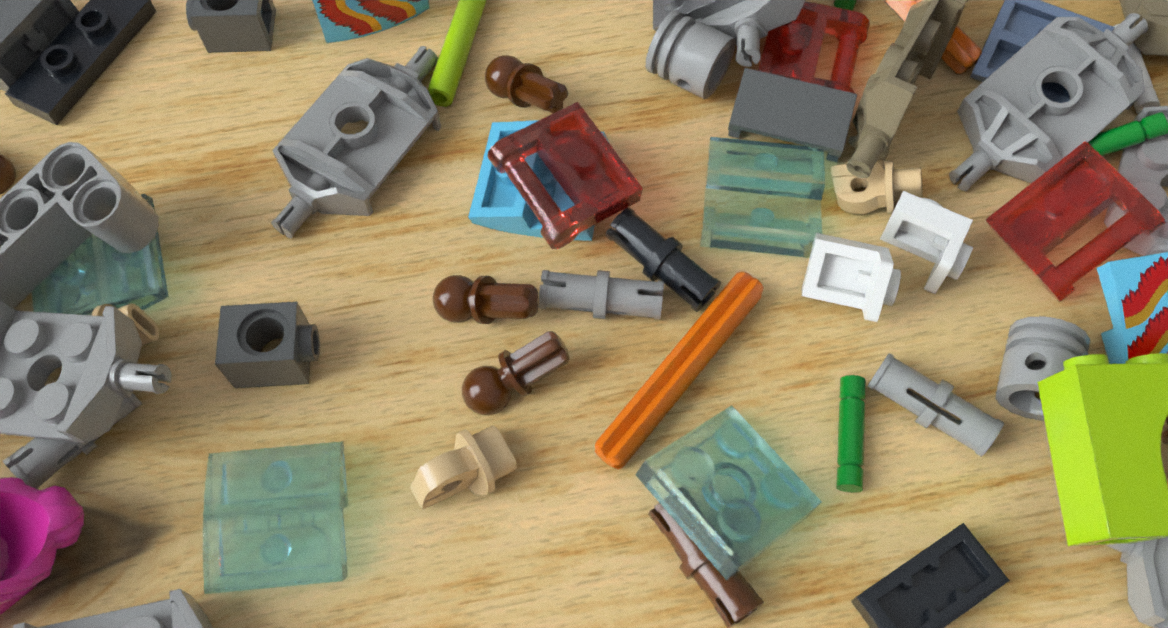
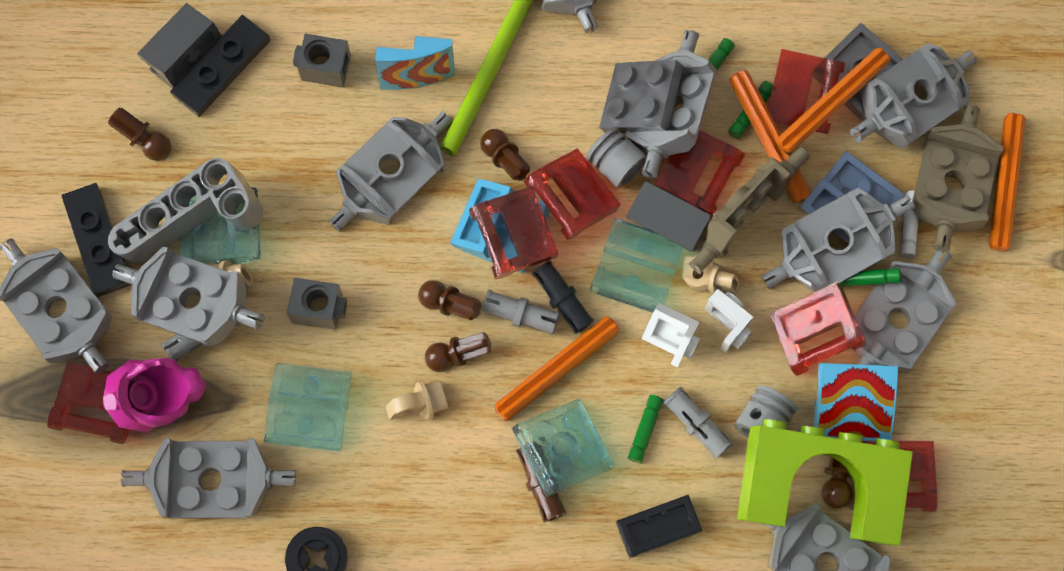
camera: 10 degrees right, 10 degrees up
(647, 102) = (580, 186): none -> clear red plate

